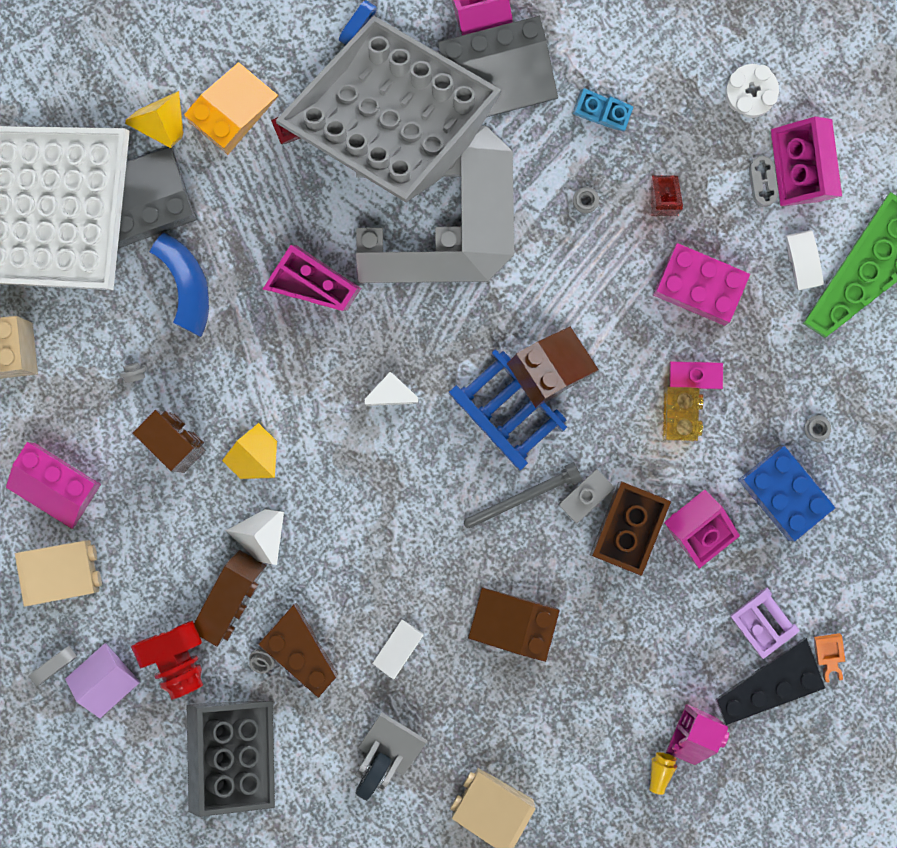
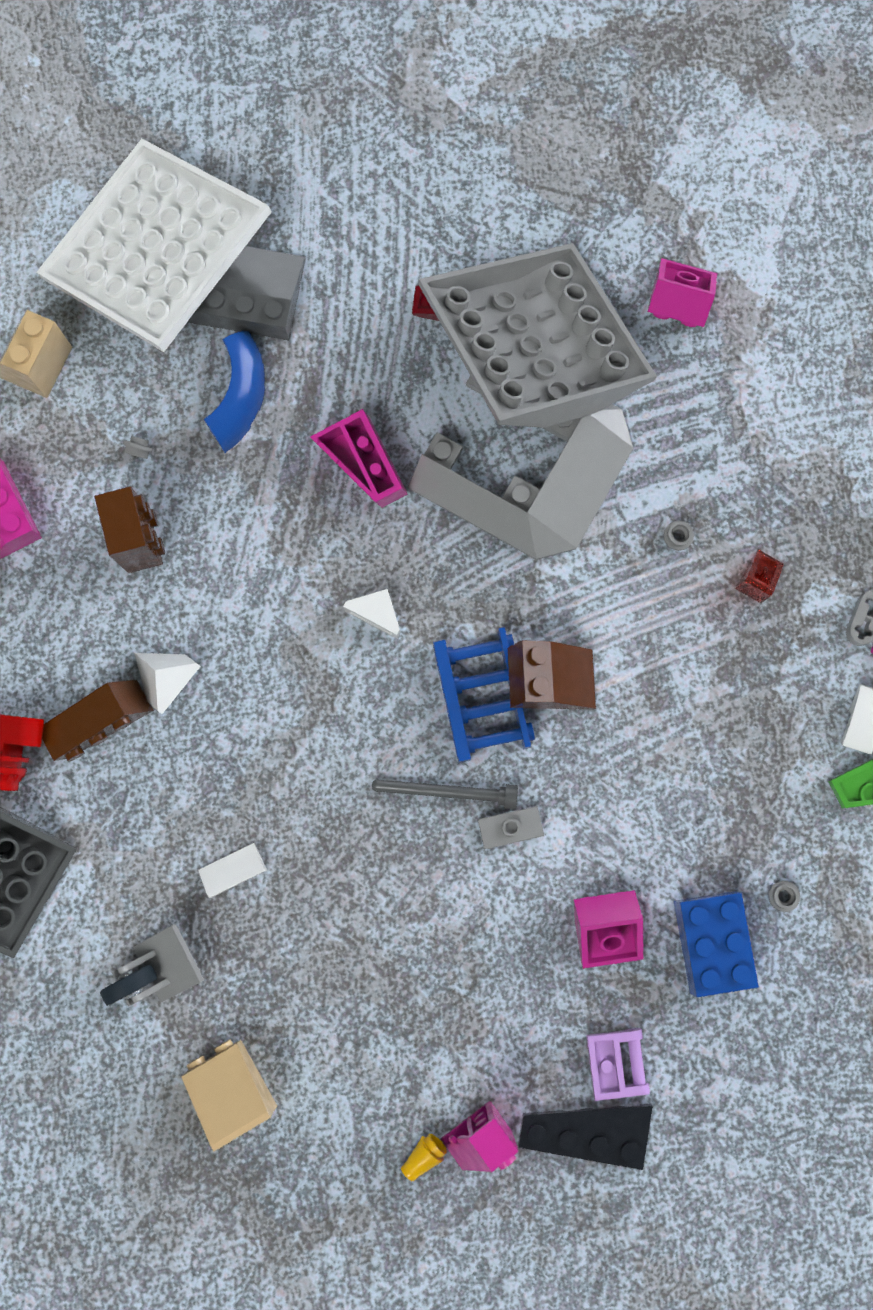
camera: 25 degrees right, 5 degrees down
(160, 120) = (309, 226): yellow slope -> none
(230, 107) = (383, 252): light orange slope -> none
(253, 455) = (205, 593): yellow slope -> none
(261, 661) = (90, 801): light grey plate -> none
(299, 651) = (131, 814): reddish brown wedge -> none
(357, 21) = (561, 236): blue beam -> none
(510, 58) = (684, 355): dark grey slope -> none
(514, 624) = (362, 914): reddish brown slope -> none
(602, 110) = (745, 459): dark azure slope -> none
(630, 528) = (536, 885): reddish brown brick -> none
(674, 413) = (647, 796): clear yellow brick -> none
(696, 375) = (690, 771): dark pink plate -> none
(701, 284) = (747, 683): dark pink brick -> none
(829, 653) = (668, 1135): orange plate -> none

